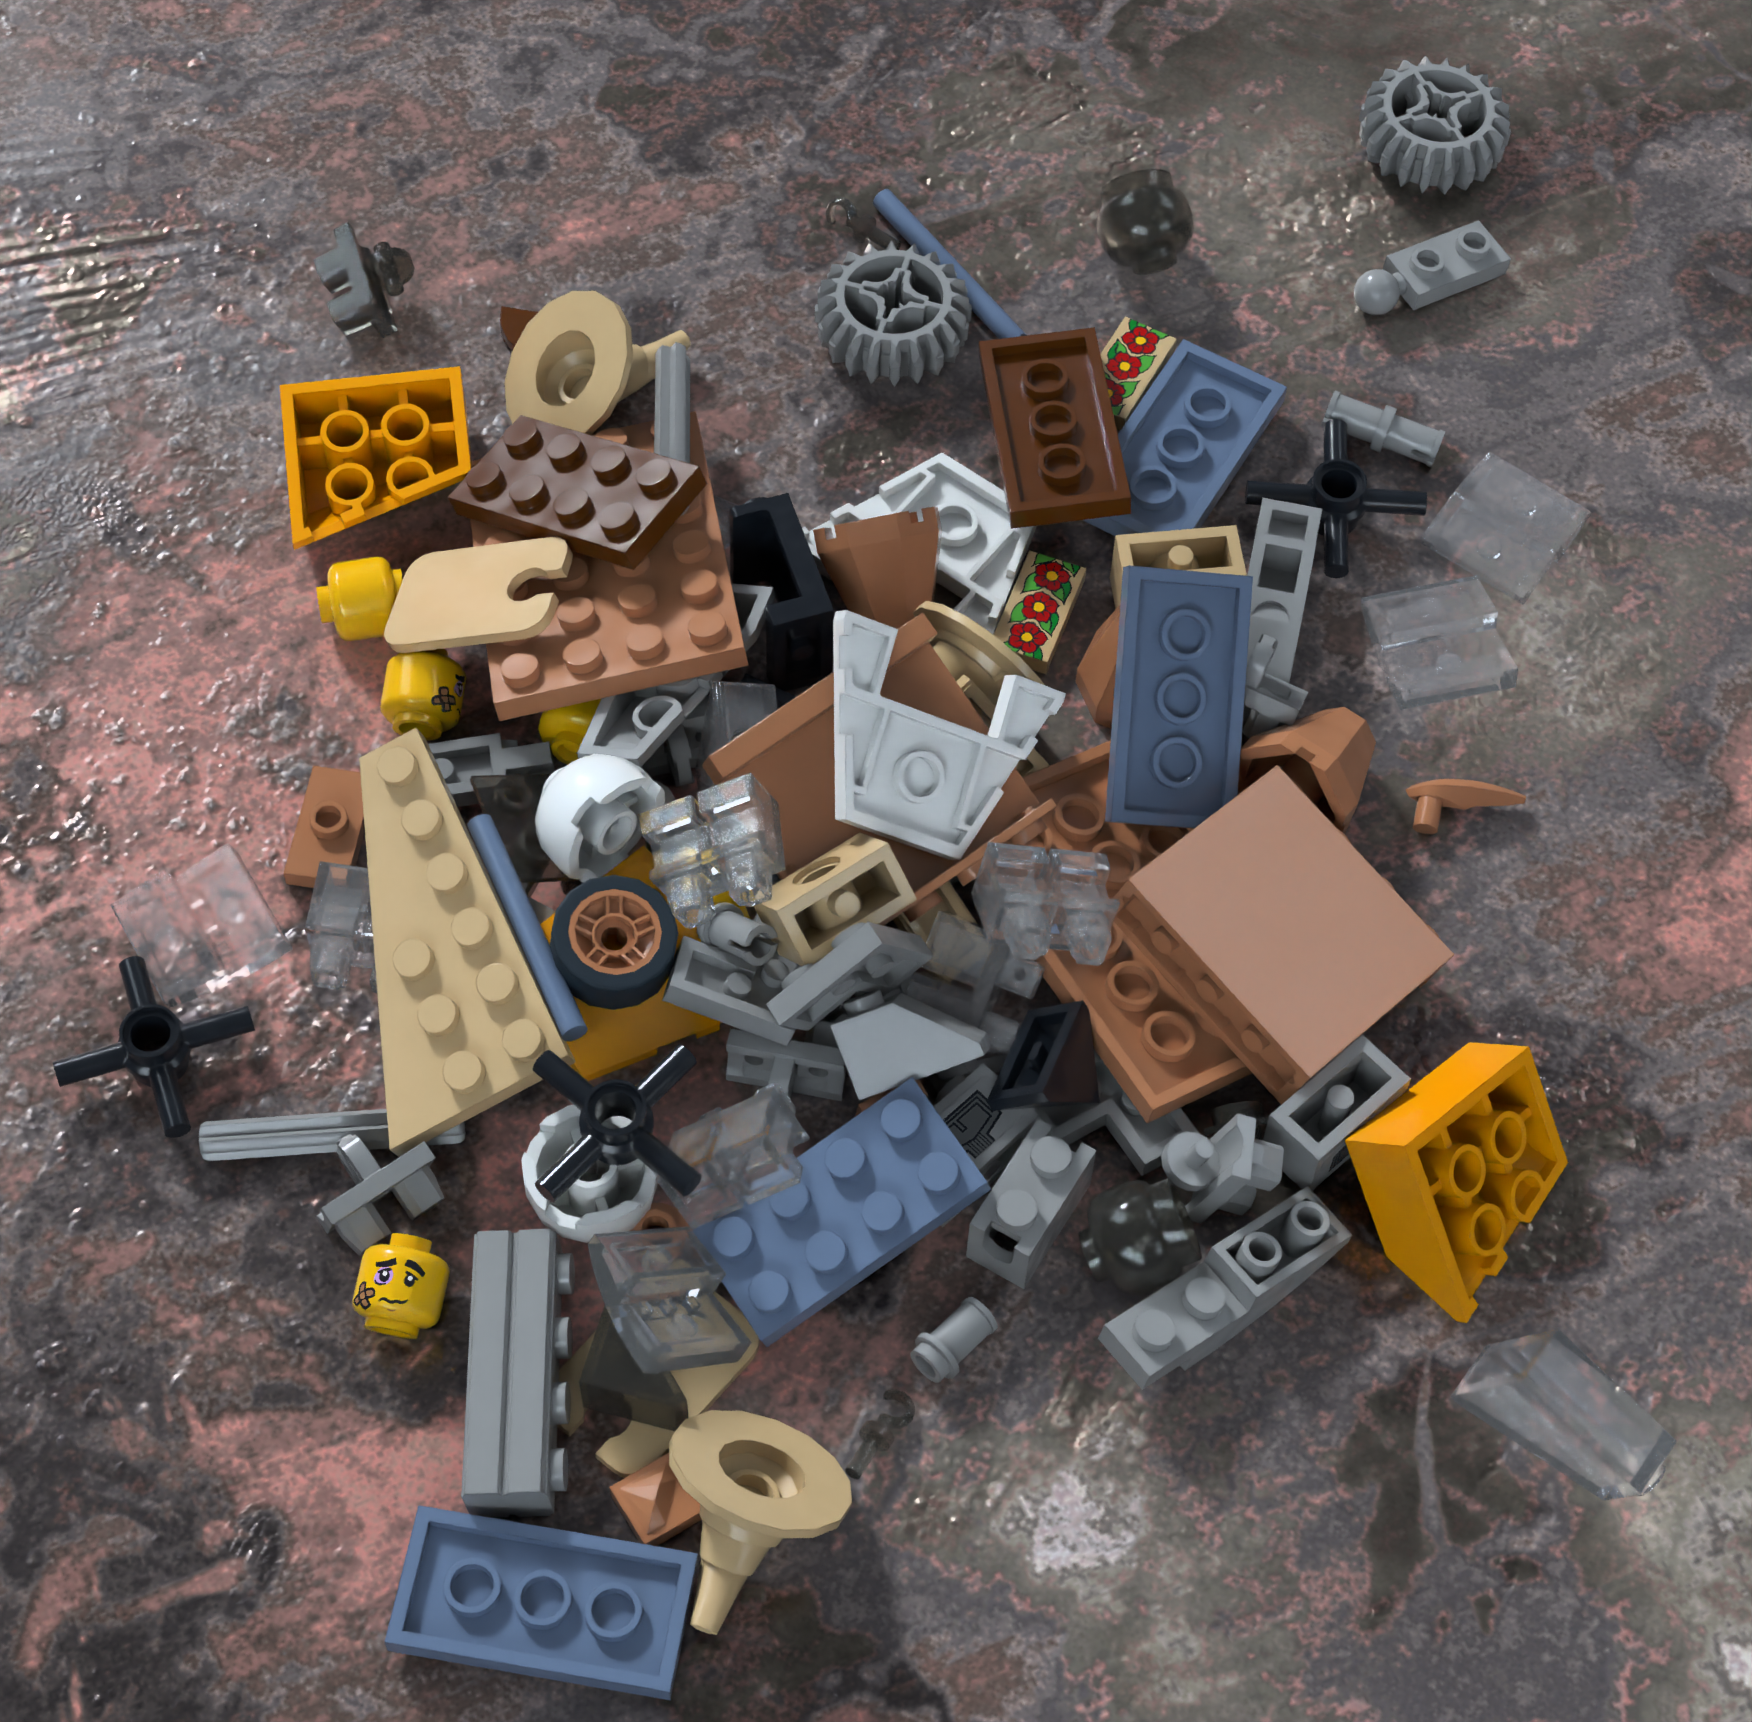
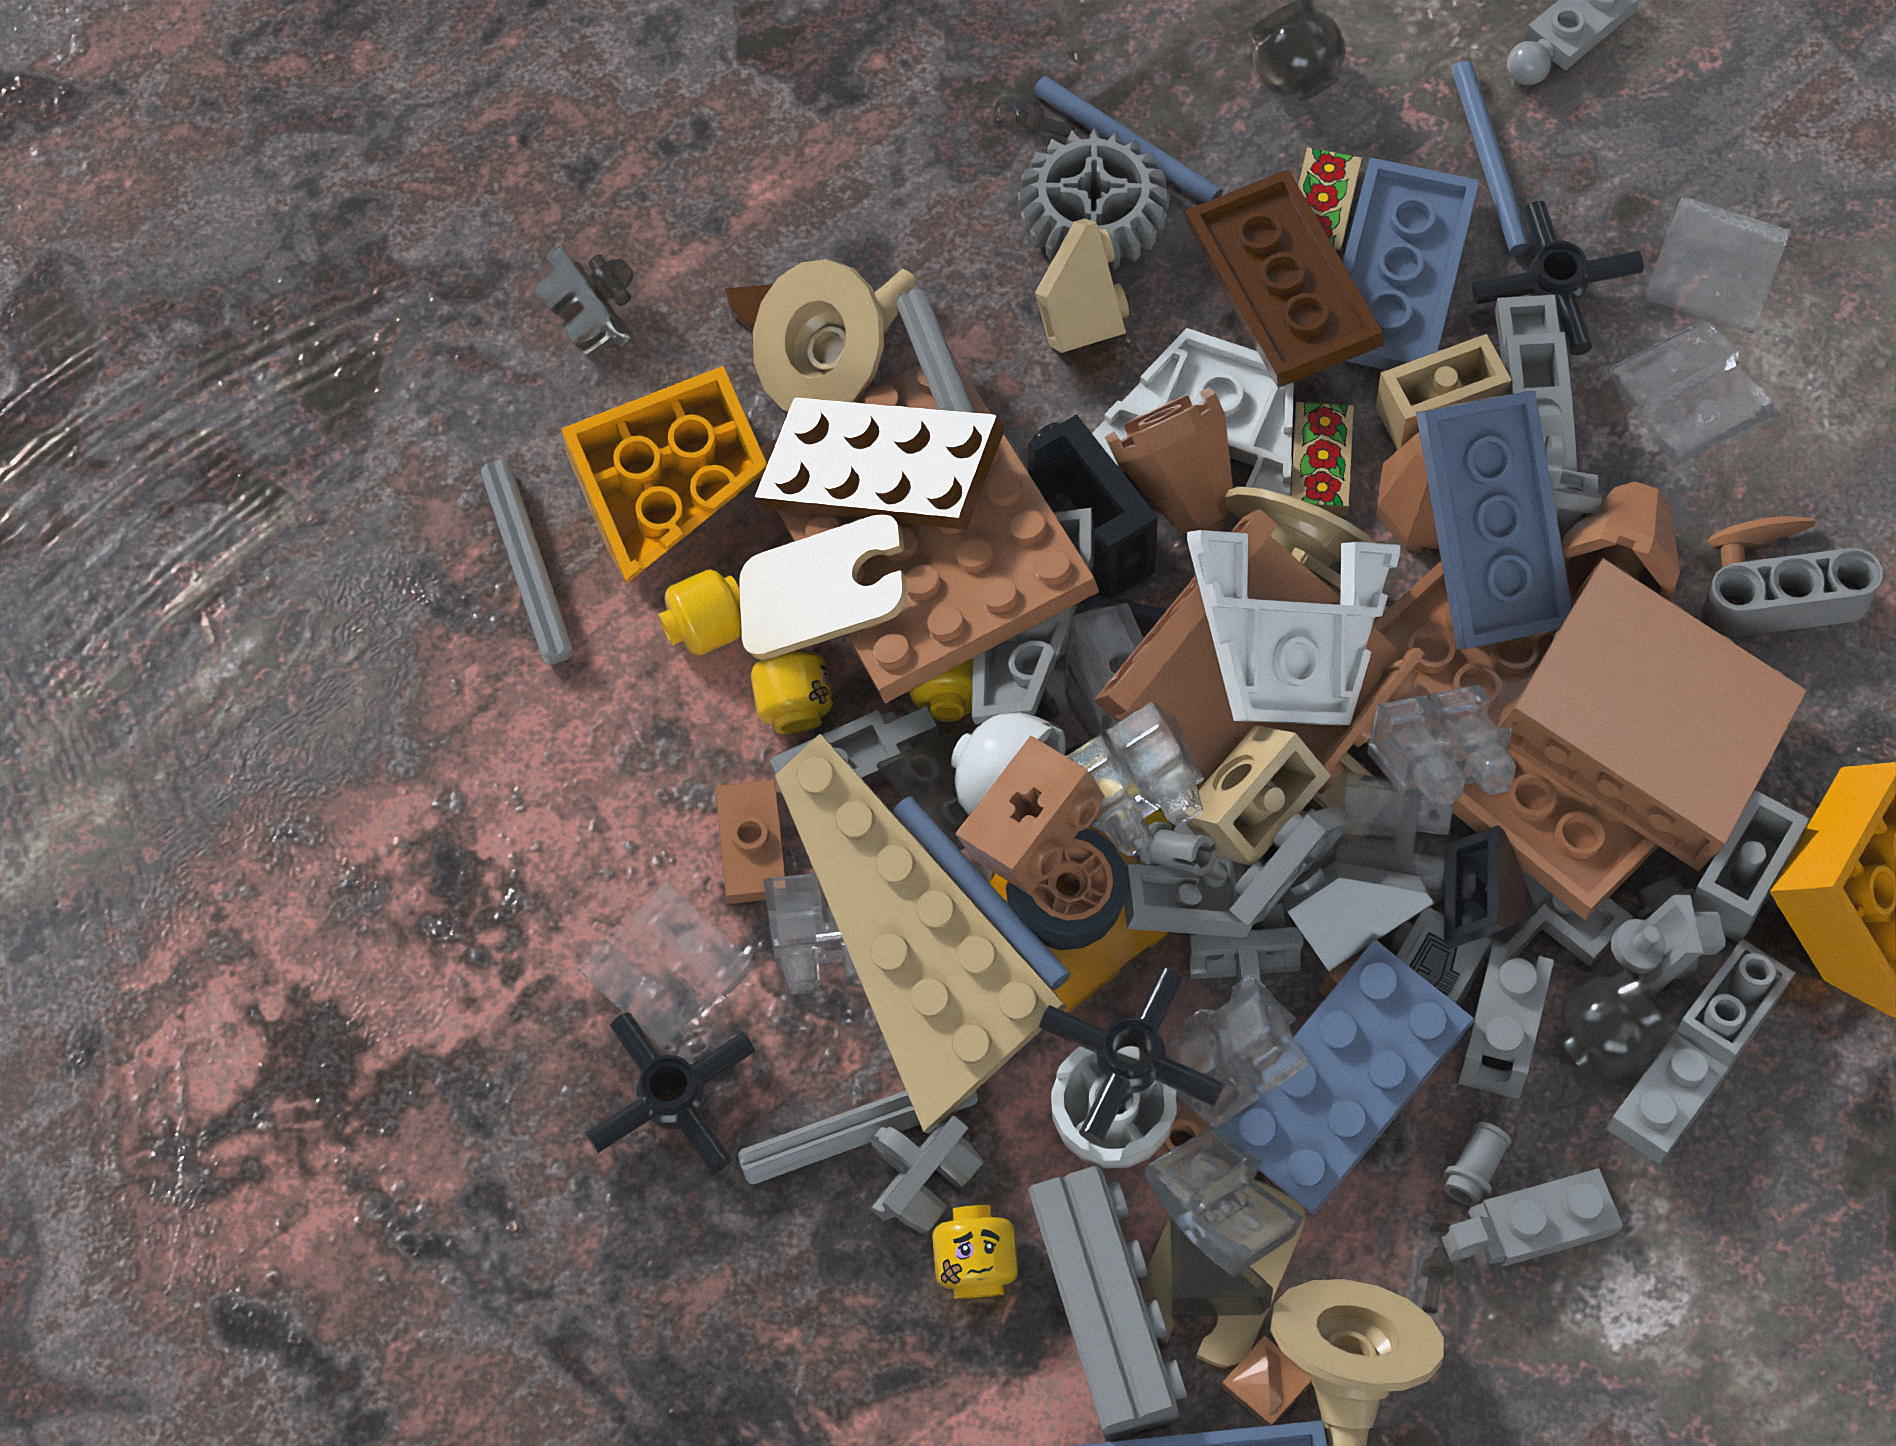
camera: 10 degrees left, 5 degrees up
(211, 511) = (527, 562): none -> light grey axle
(589, 853) = (1031, 815): none -> nougat brick
(842, 393) = (1078, 291): none -> tan slope
(994, 1414) = (1536, 1221): none -> light grey hinge
(1309, 373) = (1491, 158): none -> sand blue bar
(1385, 428) = (1579, 196): light grey pin -> none
(1502, 846) = (1811, 574): none -> light grey beam

